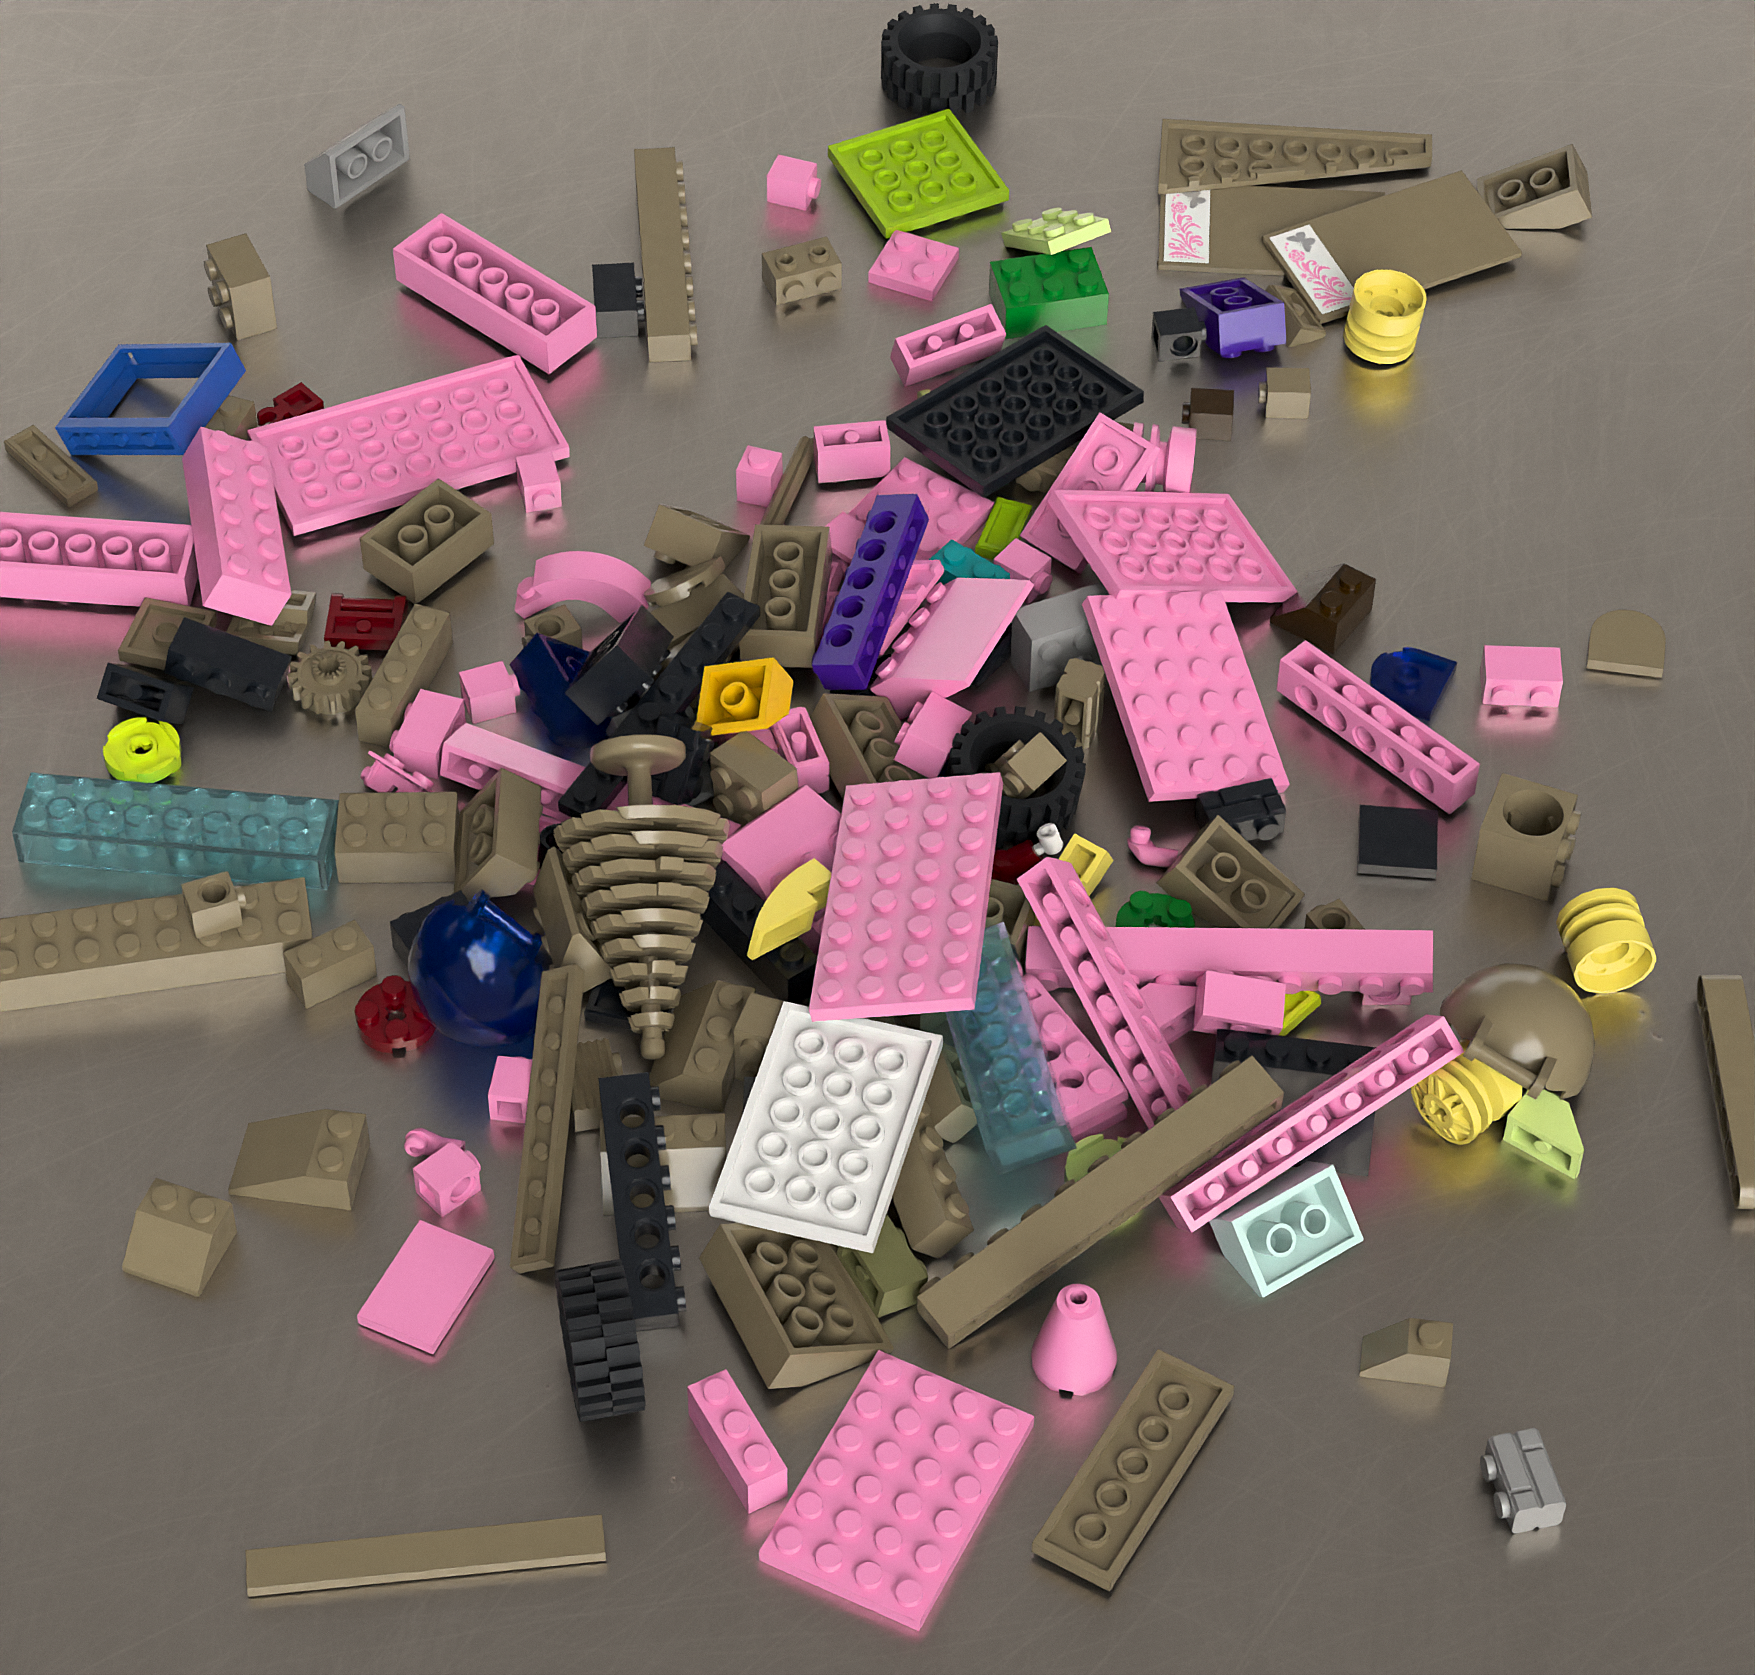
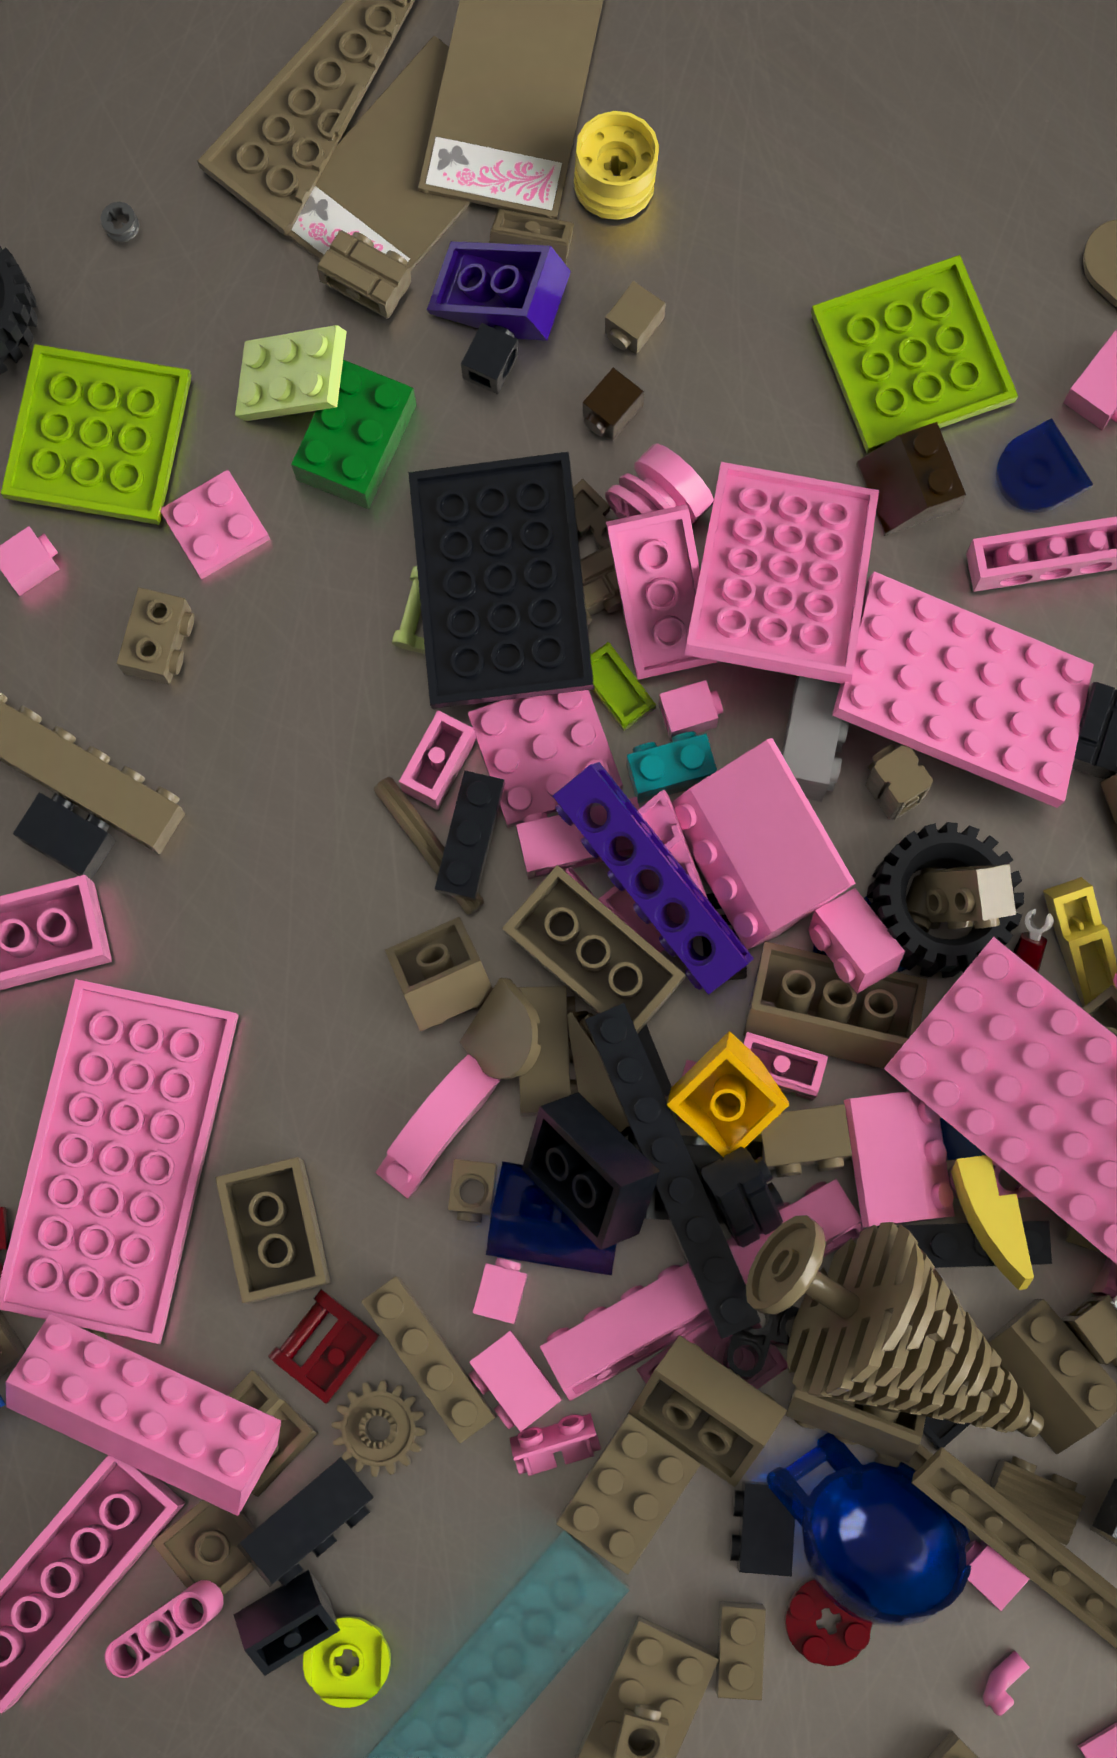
camera: 50 degrees left, 30 degrees up
(88, 629) = (149, 1640): none -> bright pink beam
(447, 1178) = (1054, 1695): bright pink brick -> none
(538, 481) = (261, 1071): bright pink brick -> none
(758, 475) = (404, 863): bright pink brick -> none
(813, 496) = (469, 835): none -> black plate
(947, 345) = (363, 576): bright pink brick -> none
(1086, 116) = (128, 230): none -> dark grey bush
(1146, 851) = (1083, 838): bright pink arm -> none
(1169, 237) = (365, 272): none -> dark tan brick
(1427, 557) = (913, 352): none -> lime plate

